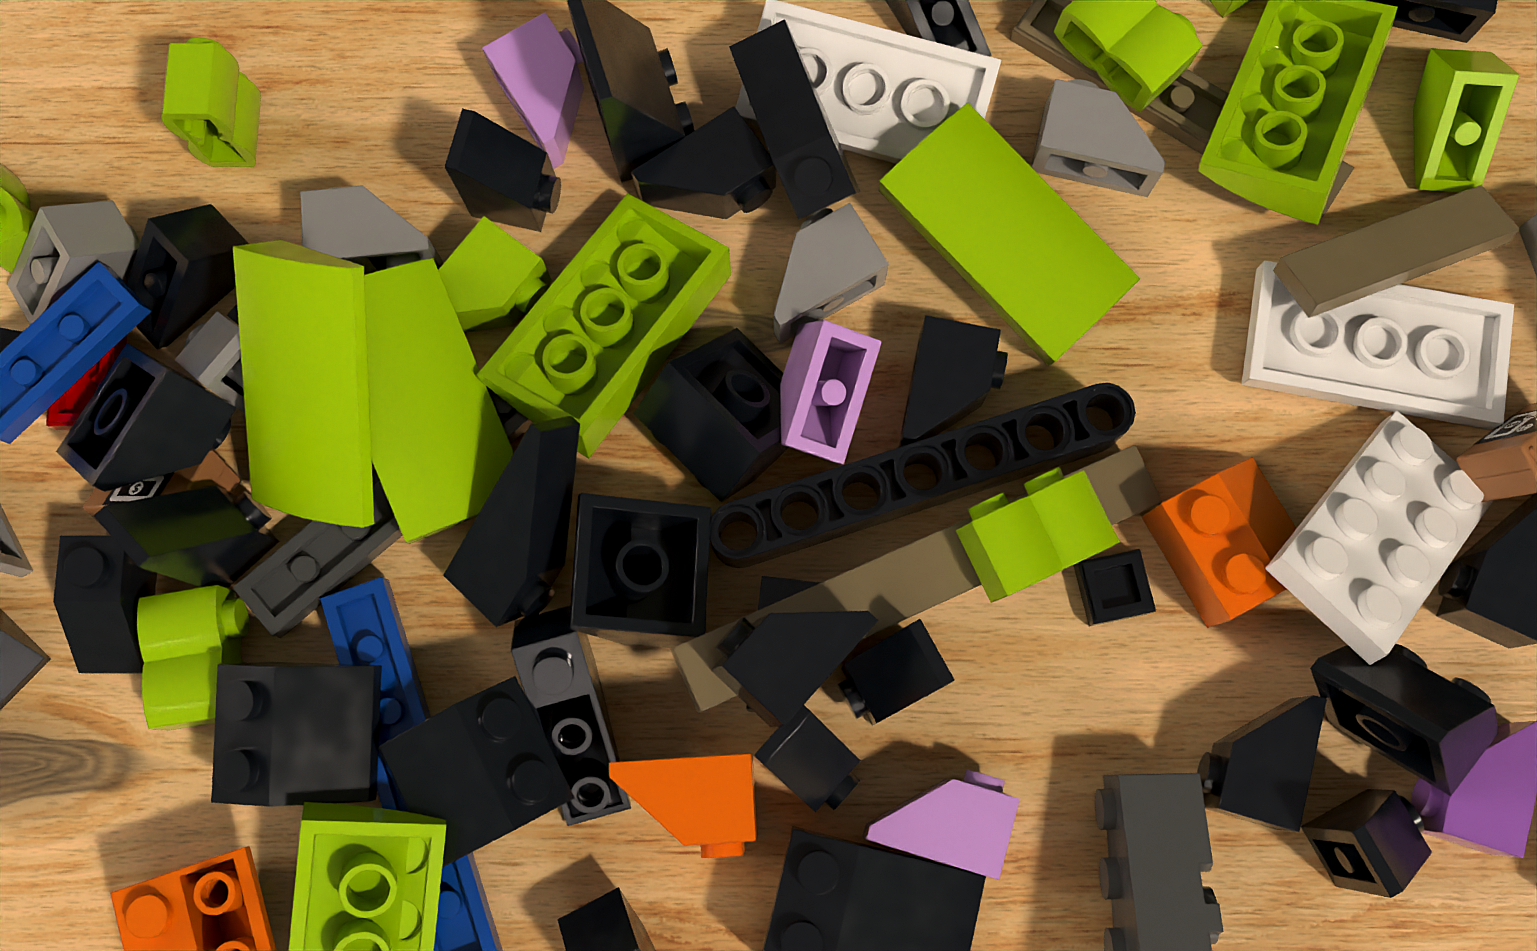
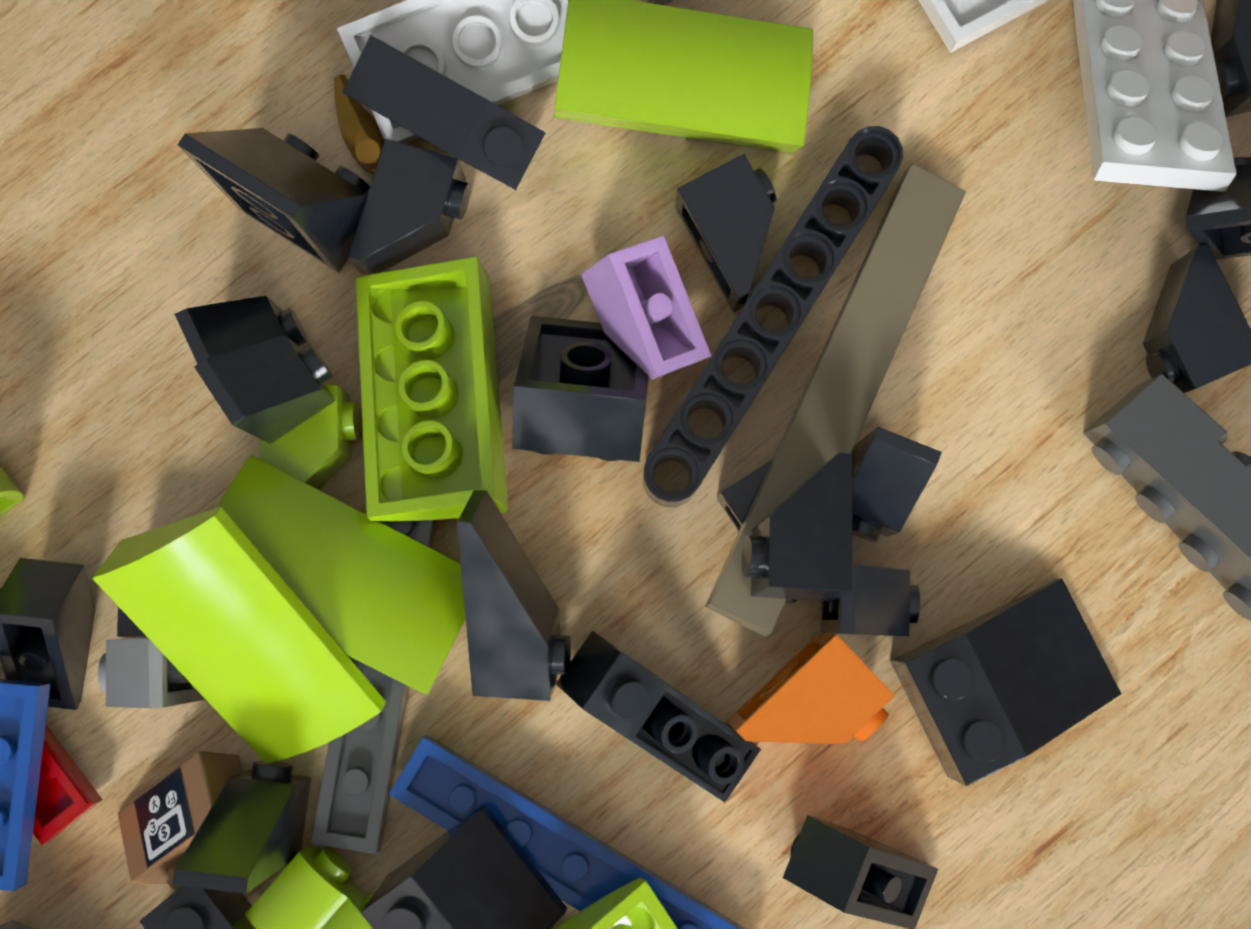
camera: 40 degrees left, 5 degrees up
(144, 424) = (128, 779): black slope -> none
(361, 229) = (168, 481): light grey slope -> none
(478, 768) = (630, 818): black slope -> none
(483, 214) = (268, 386): none -> black slope
(540, 80) = (205, 241): lavender slope -> none
(640, 570) = (627, 564): black slope -> none
(723, 87) = (357, 128): none -> pearl gold bar
(827, 269) = (565, 211): light grey slope -> none
(953, 824) = (1010, 561): lavender slope -> none
(1037, 534) = (903, 292): lime brick -> none
(1114, 587) = (981, 285): black tile -> none
(1222, 540) = (1037, 185): orange slope -> none

